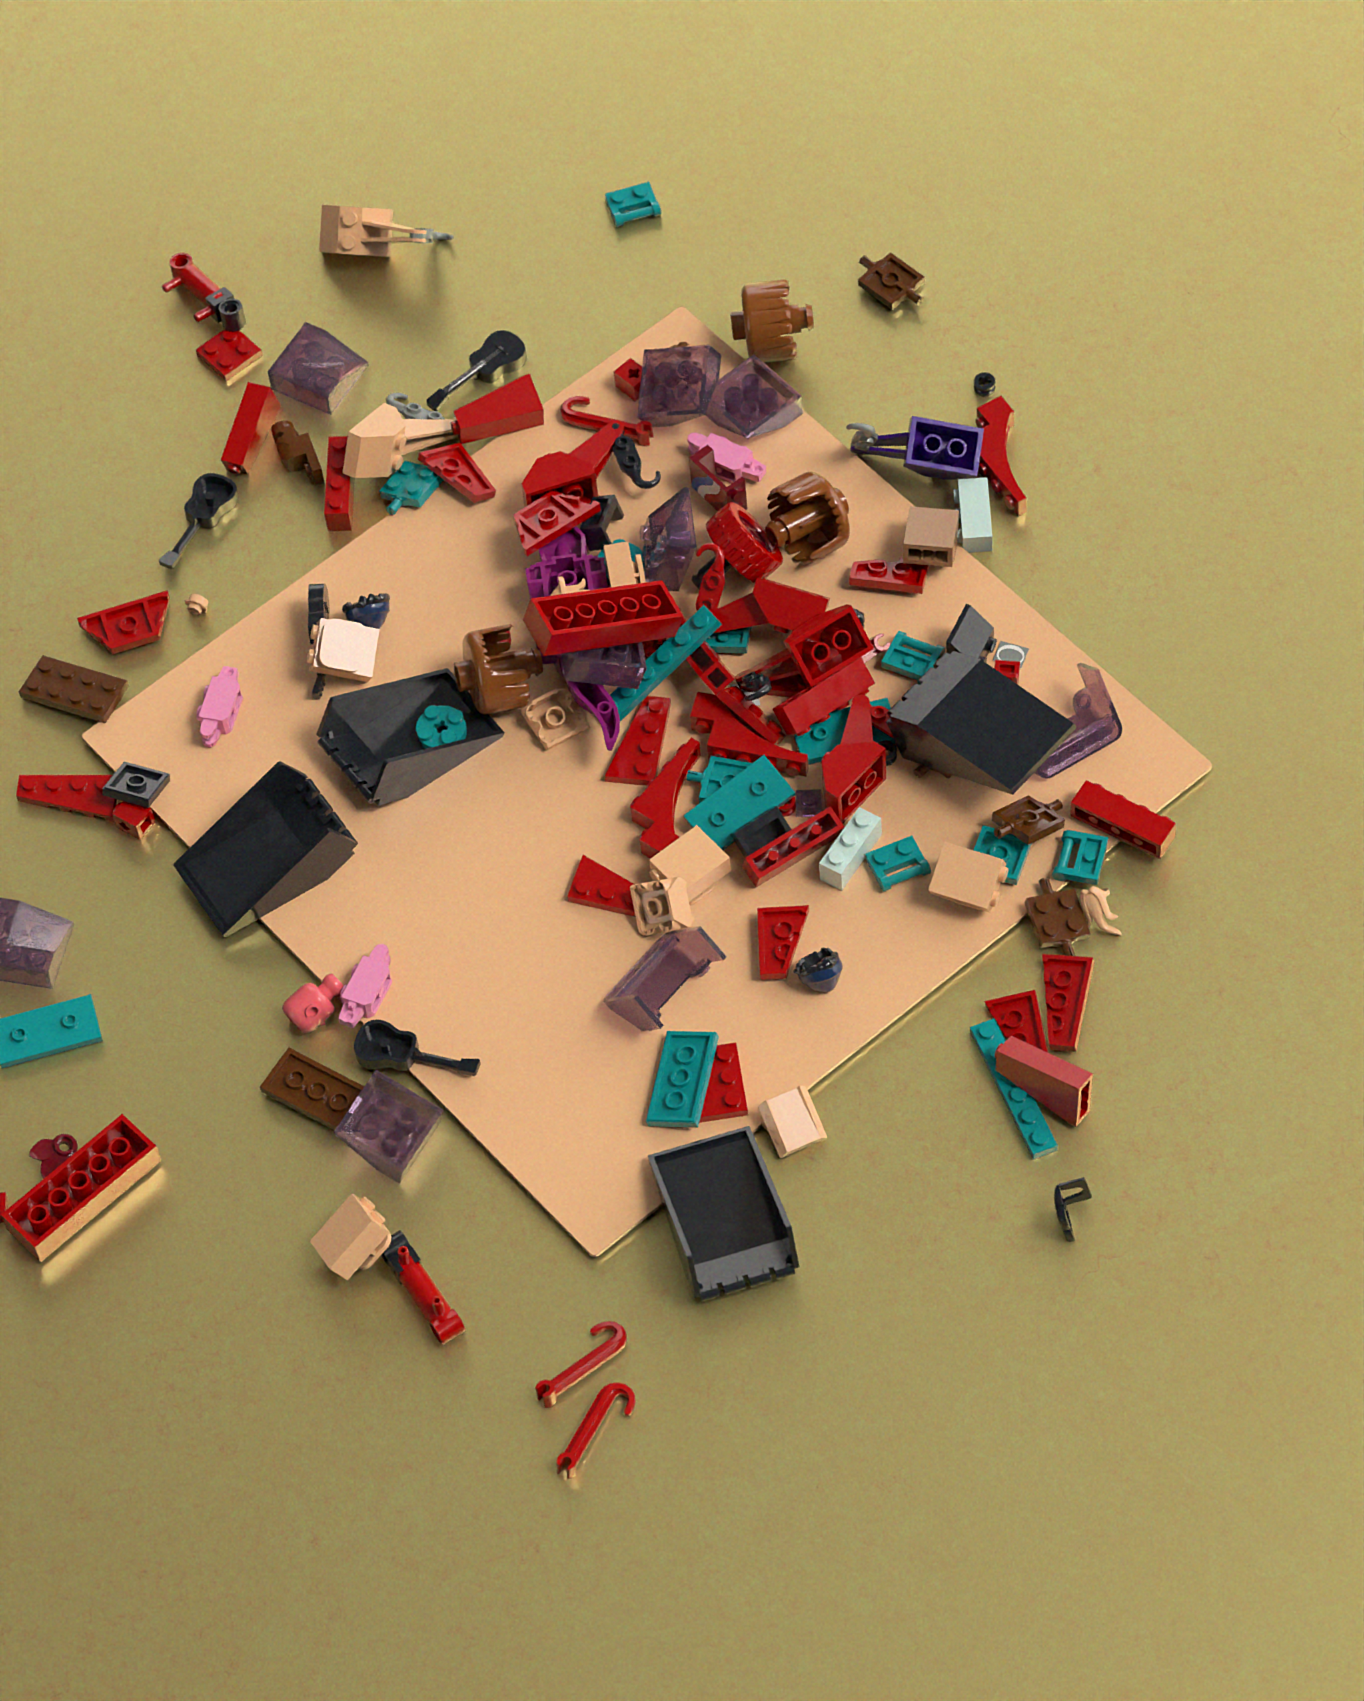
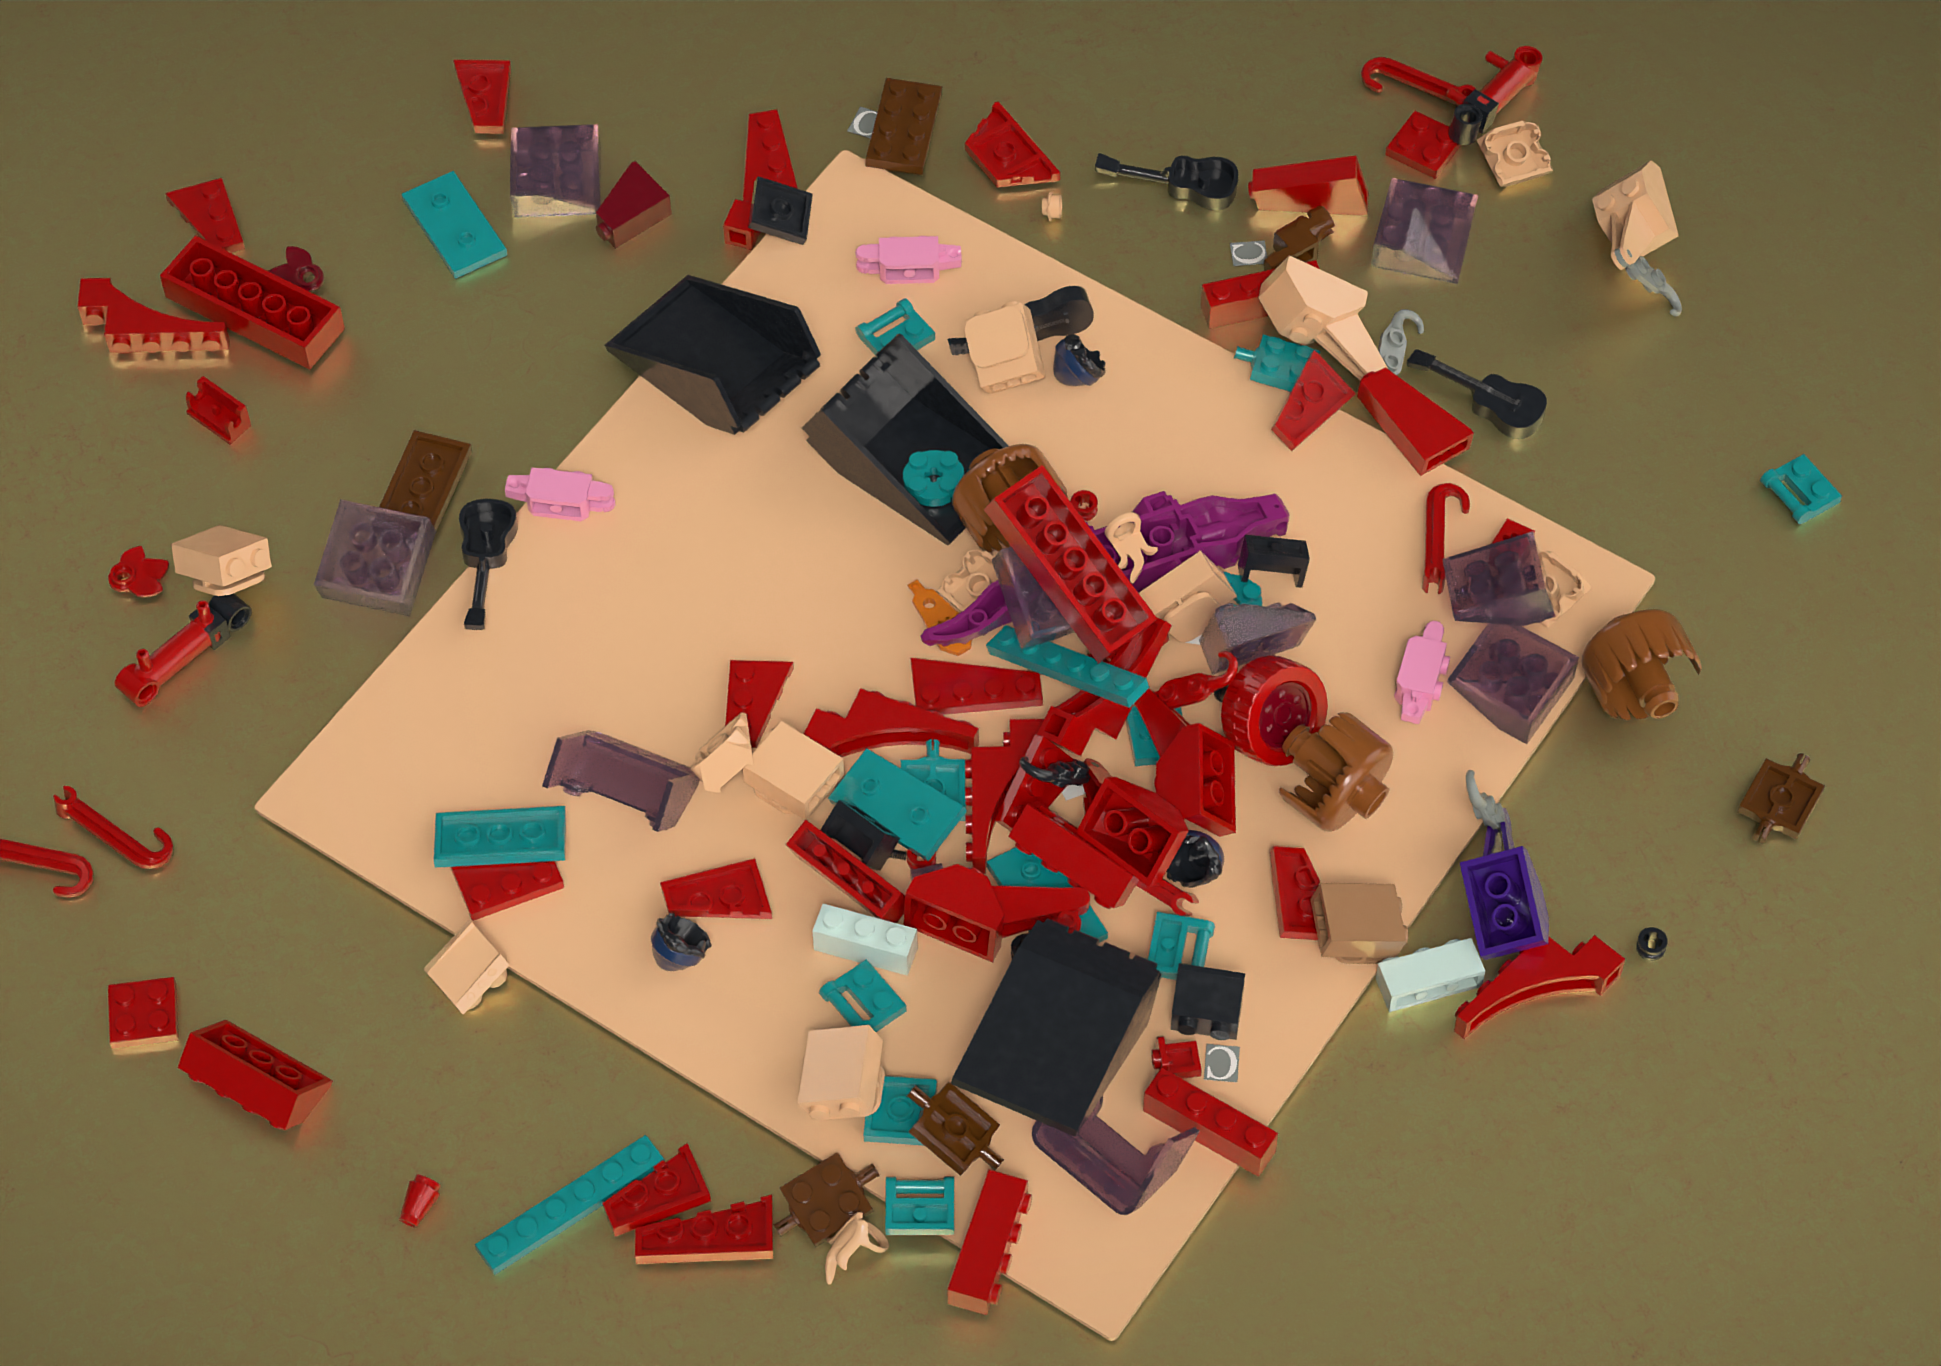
camera: 70 degrees right, 0 degrees up
(54, 718) = (863, 122): none -> light grey sticker
(69, 1285) = (140, 328): none -> red arch
(81, 894) = (632, 207): none -> dark red slope
(164, 342) = (1410, 77): none -> red piece
(183, 1232) = (218, 411): none -> red hinge
(264, 296) = (1515, 153): none -> light nougat slope
(288, 489) = (1248, 253): none -> light grey sticker
(294, 727) = (914, 328): none -> teal plate
(311, 1004) = (527, 446): coral piece -> none
(328, 1314) = (141, 573): none -> red plate
(550, 518) = (1243, 497): red wing -> none
(570, 749) = (936, 615): none -> orange piece
(577, 471) = (1329, 515): red slope -> none
(709, 486) = (1382, 647): dark red panel -> none
(724, 1213) = (317, 918): black windscreen -> none
(761, 1362) = (143, 1012): none -> red plate
(844, 1285) = (253, 1074): none -> red slope
(985, 1186) = (418, 1200): none -> red cone
(1047, 1078) = (572, 1228): red slope -> none
(1060, 666) = (1220, 1125): none -> red brick
(1061, 1204) = (385, 1295): black piece -> none

